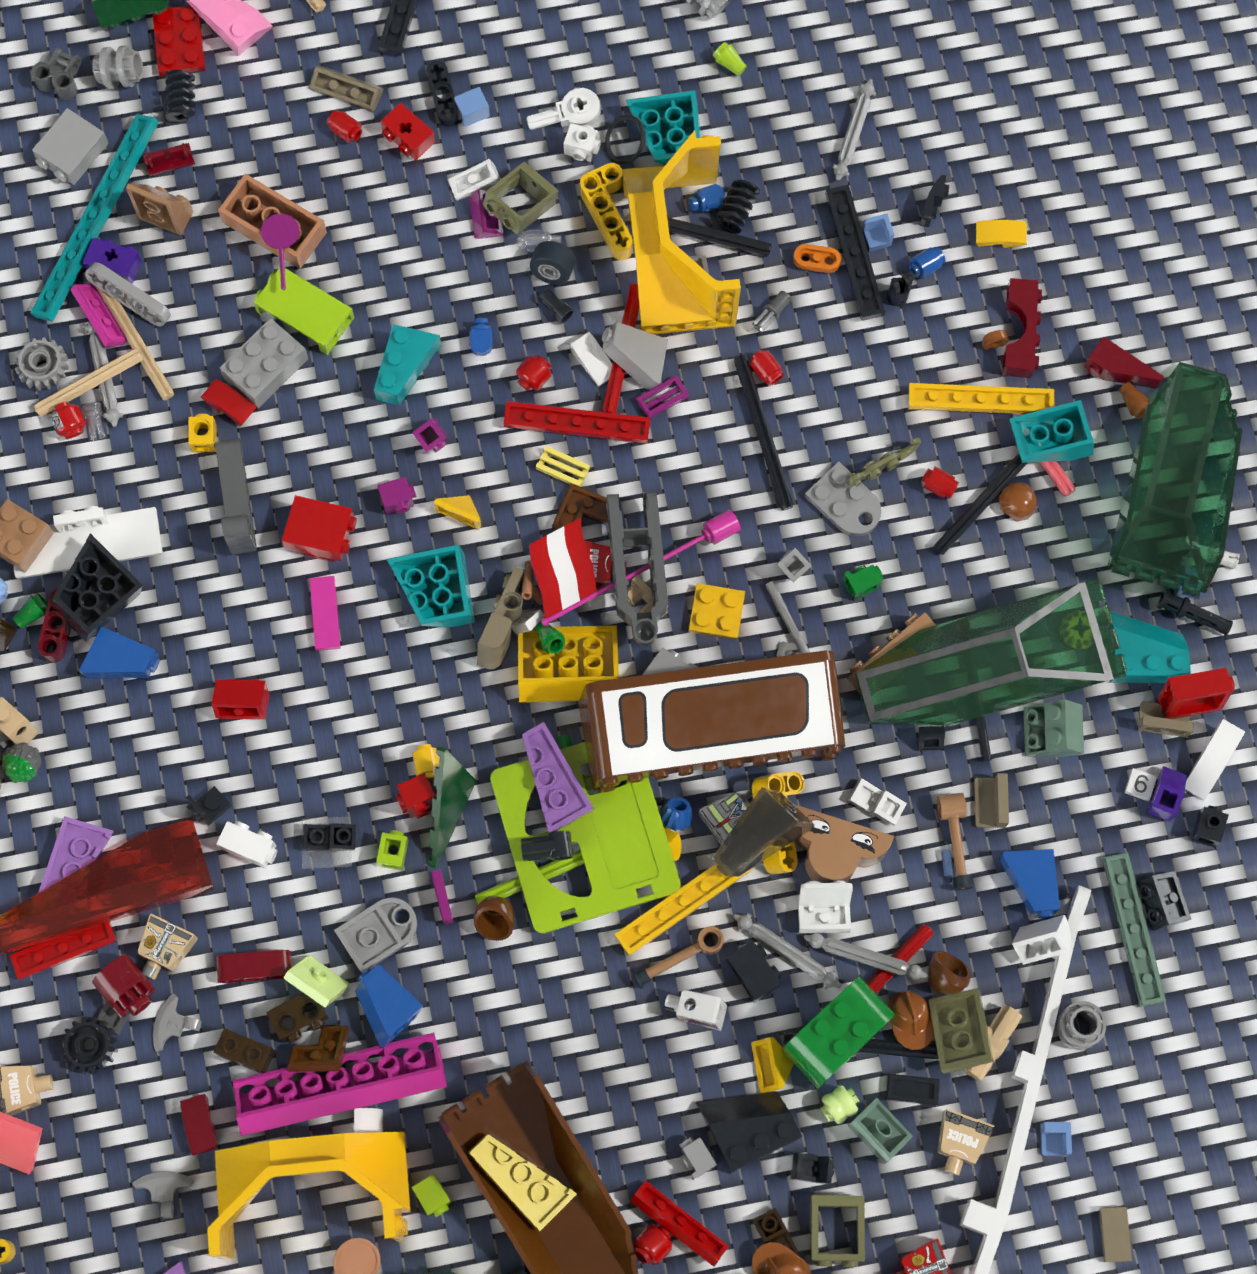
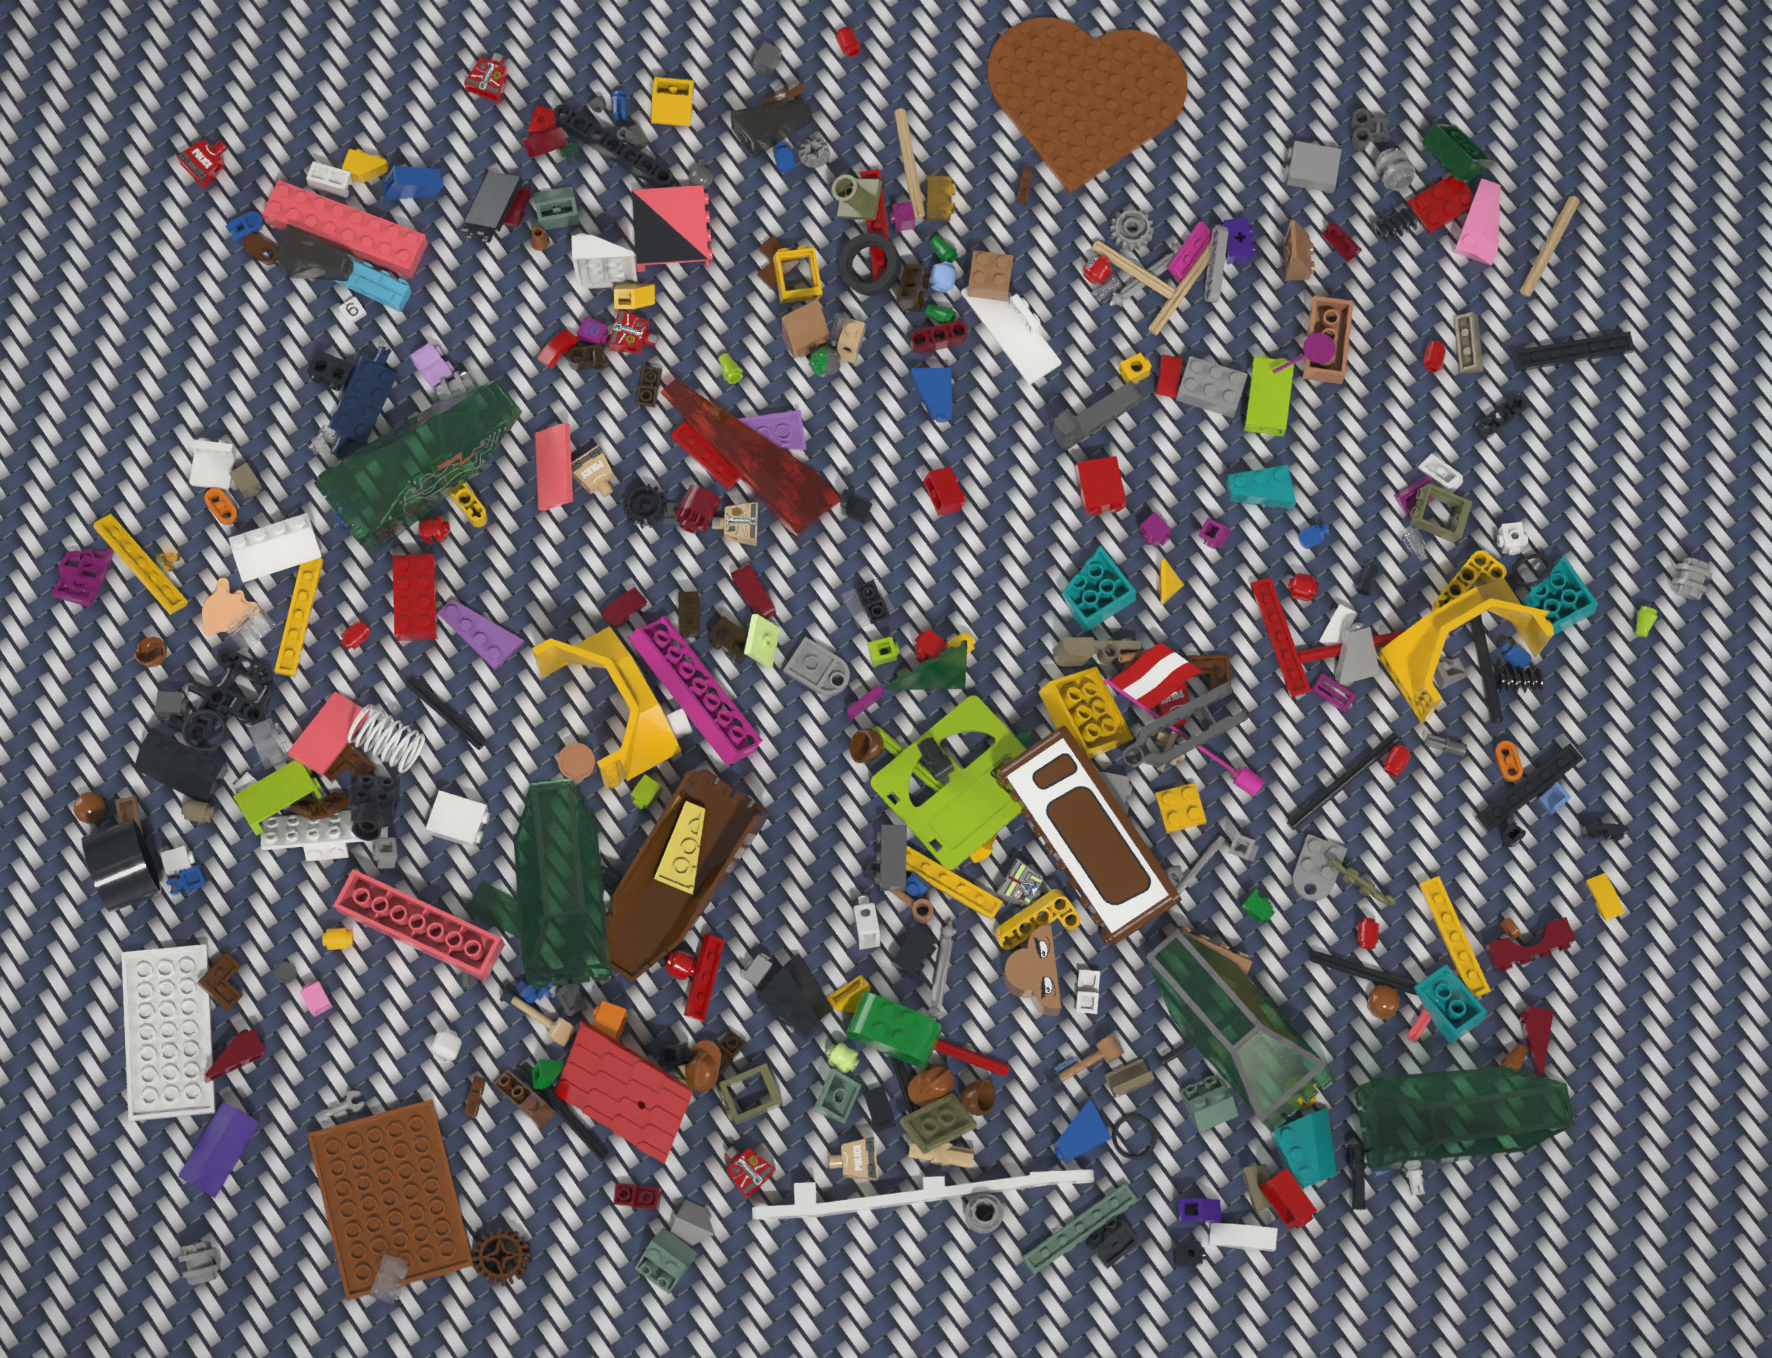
camera: 65 degrees right, 0 degrees up
(94, 217) = (1267, 211): teal plate -> none
(95, 589) = (975, 349): black wedge -> none
(162, 1188) = (568, 605): light grey piece -> none
(170, 1023) = (686, 555): light grey piece -> none
(246, 844) = (839, 547): white brick -> none
(325, 613) = (1040, 521): dark pink tile -> none
(325, 1056) = (710, 671): reddish brown tile -> none
(386, 1004) = (767, 698): blue slope -> none
(407, 132) = (1460, 396): red brick -> none
(472, 106) = (1500, 443): medium blue panel -> none
(528, 621) = (1102, 670): white tile -> none
(550, 638) = (1095, 692): green cone -> none
(552, 262) = (1399, 560): black wheel -> none
(556, 784) = (988, 741): medium lavender wing -> none
(567, 459) = (1239, 626): light yellow tile -> none
(568, 110) = (1534, 516): white piece -> none
(638, 946) = (892, 857): none -> dark grey brick
(676, 814) = (1006, 844): blue piece -> none
(679, 935) = (916, 886): none -> blue plate
(760, 832) = (1018, 906): clear smoke slope -> none
(812, 1168) = (786, 1057): black bracket -> none
(824, 907) = (985, 984): white bracket -> none
(854, 130) = (1635, 744): light grey wheel -> none
(865, 956) = (962, 1028): light grey wheel -> none
(927, 262) = (1549, 847): blue brick -> none
(931, 738) = (1156, 1010): black plate -> none
(1043, 939) = (1036, 1157): white brick -> none
(1056, 1138) = (890, 1231): medium blue panel -> none
(1071, 808) = (1120, 1151): none -> black tyre
(1115, 1234) = (838, 1305): dark tan tile -> none
(1140, 784) = (1197, 1188): white tile -> none

